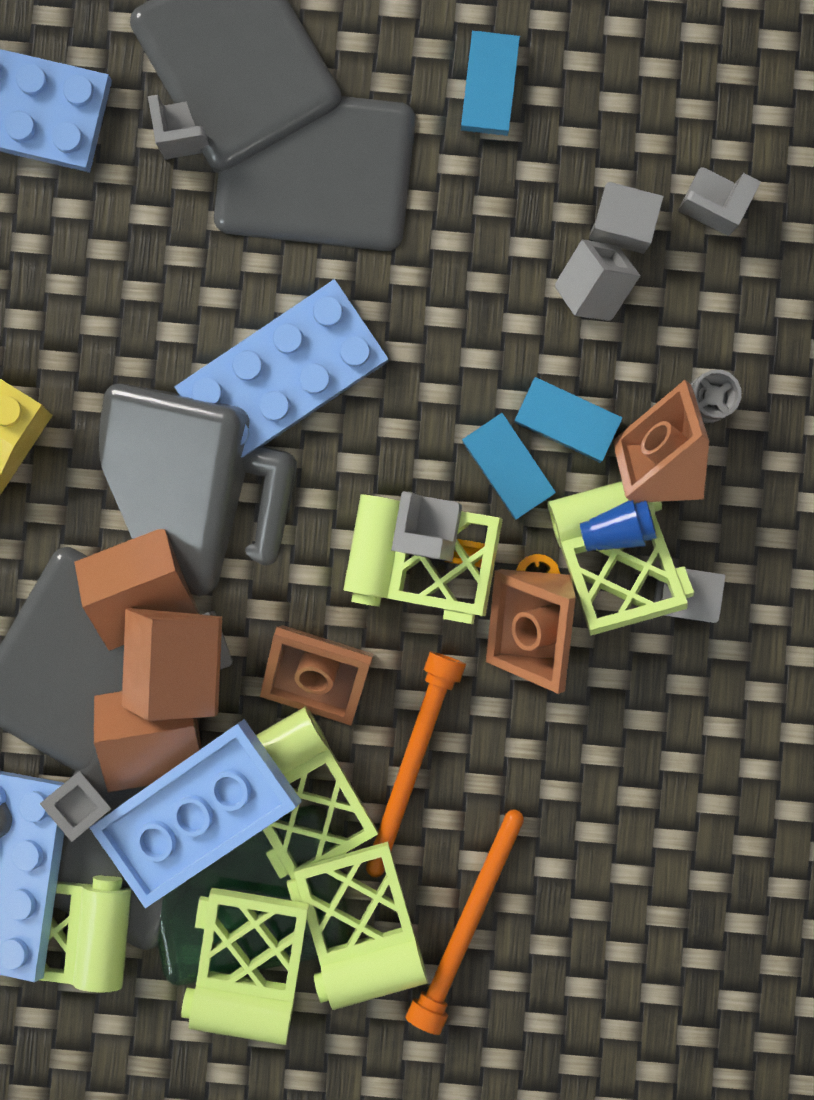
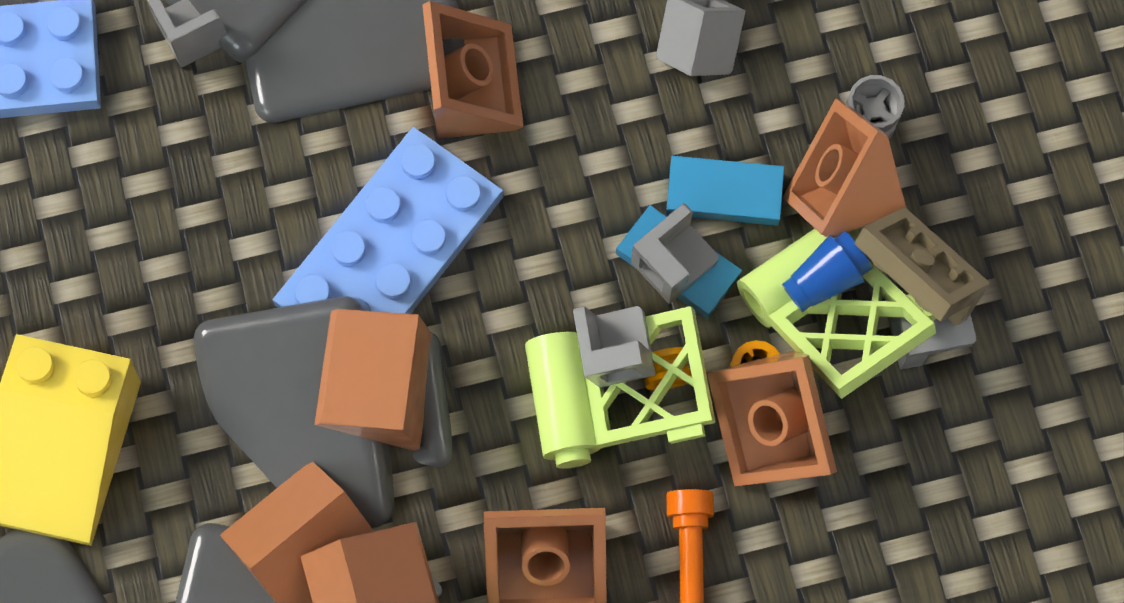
camera: 25 degrees left, 15 degrees down
(230, 484) = (375, 376): none -> nougat slope
(397, 261) = (478, 83): none -> nougat slope
(505, 465) = (673, 255): none -> light grey panel
(696, 554) = (923, 265): none -> dark tan bracket

